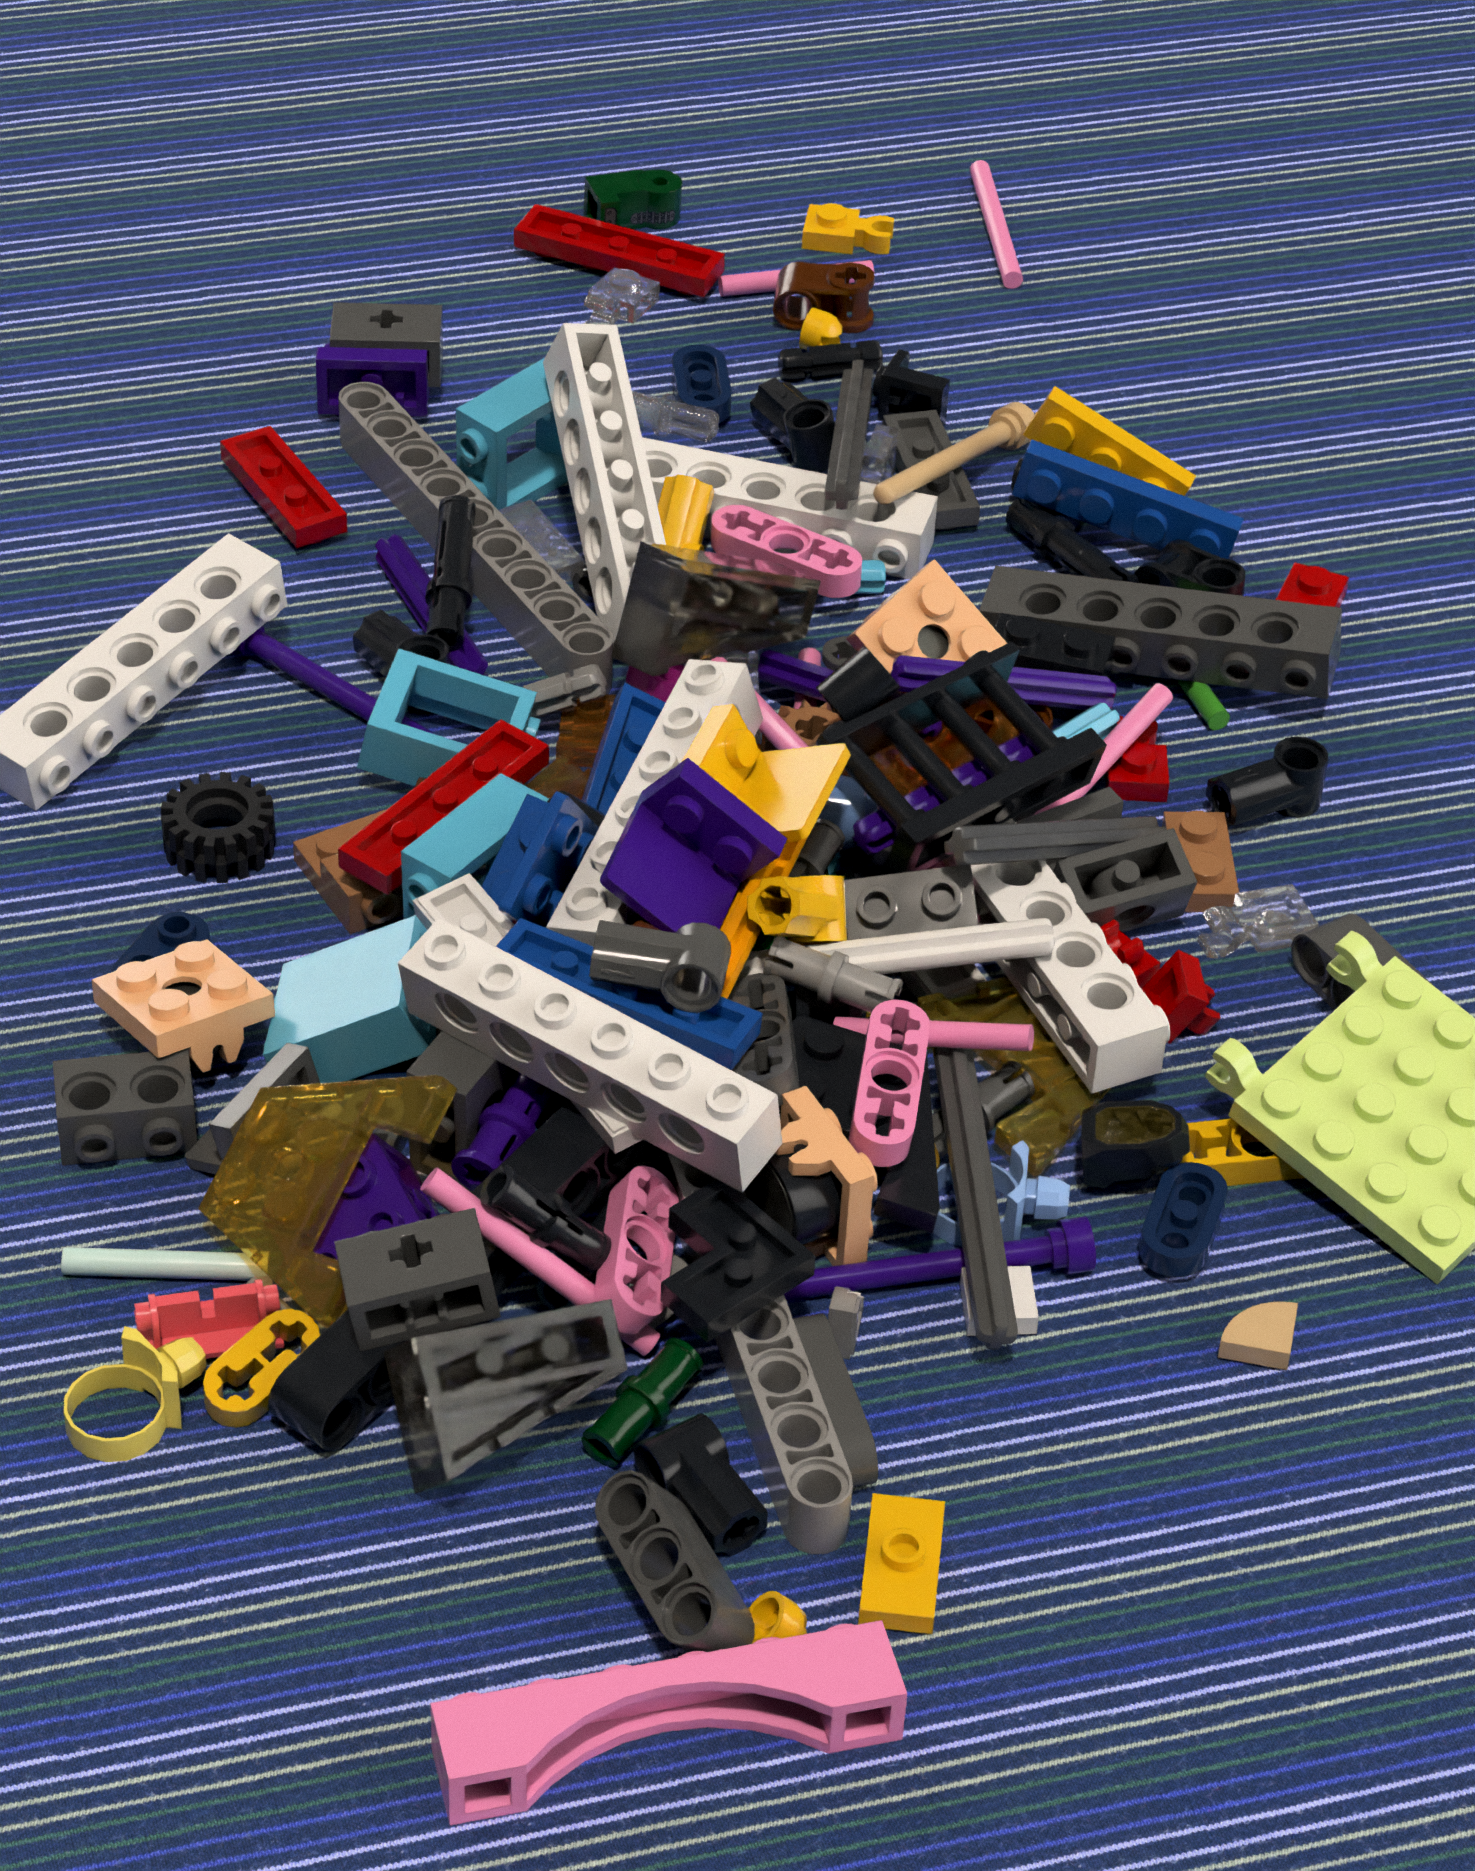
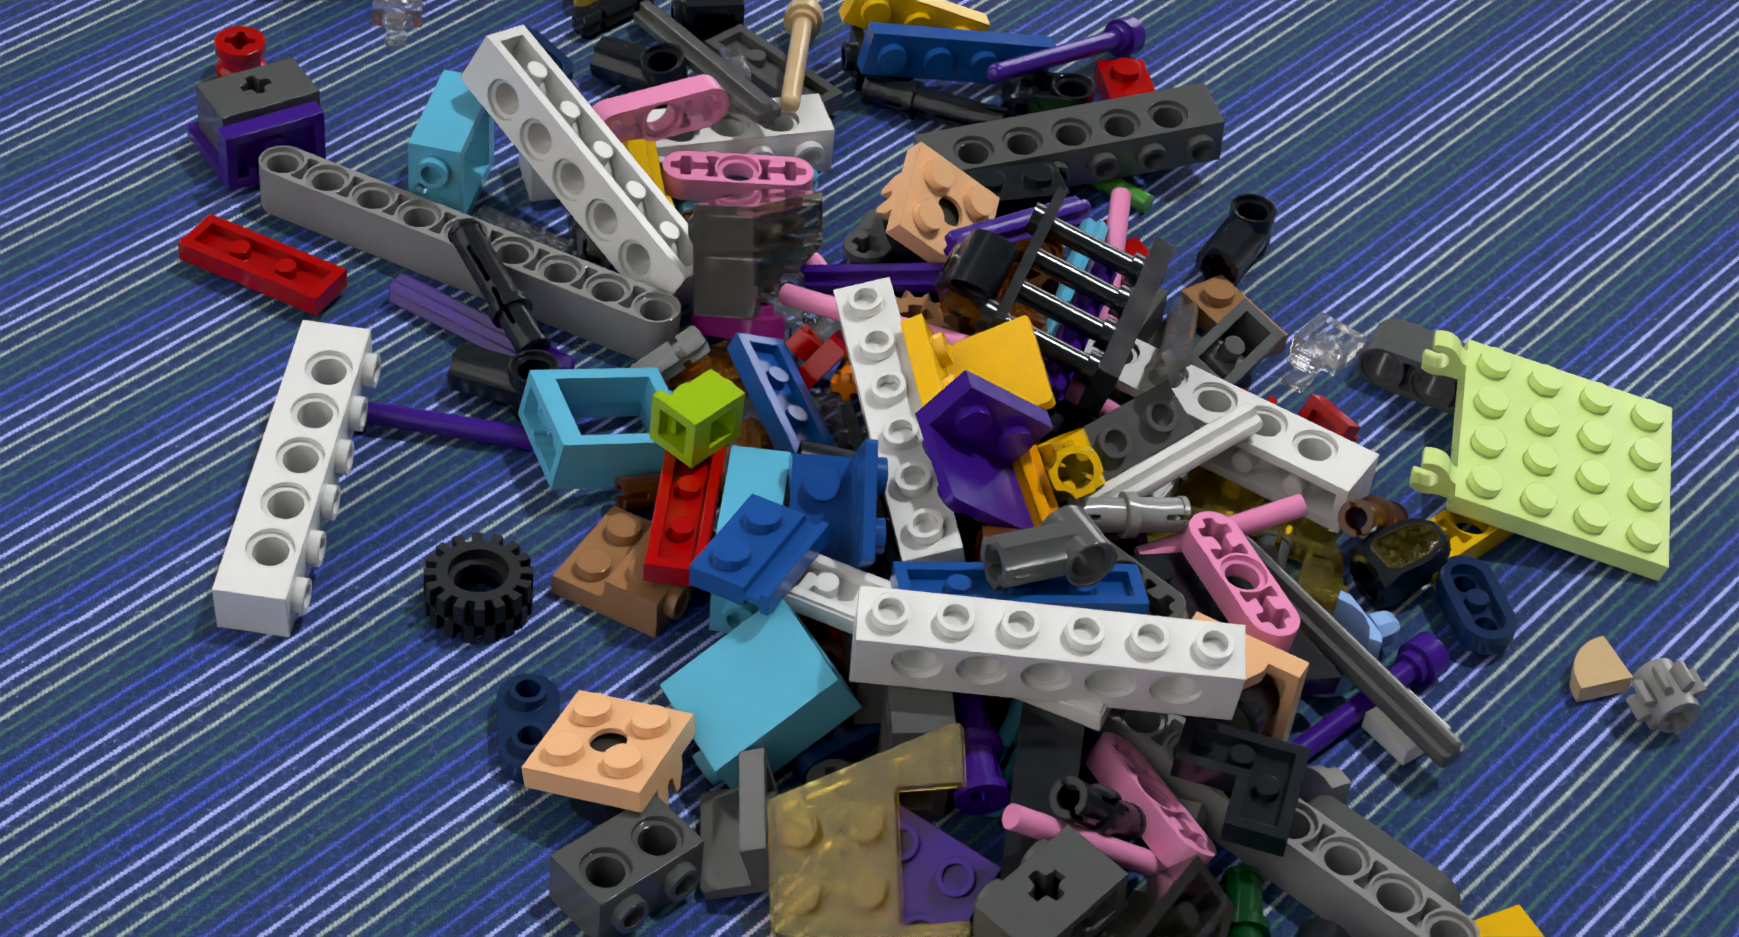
camera: 35 degrees left, 0 degrees up
(424, 871) = (759, 554): none -> blue plate
(430, 286) = (239, 50): none -> red wheel
(490, 736) = (697, 417): none -> lime brick
(756, 444) = (690, 104): none -> bright pink beam
(1112, 1082) = (1369, 515): none -> reddish brown pin
(1301, 1382) = (1666, 695): none -> light grey gear
(1343, 548) = (1120, 38): none -> dark purple piece

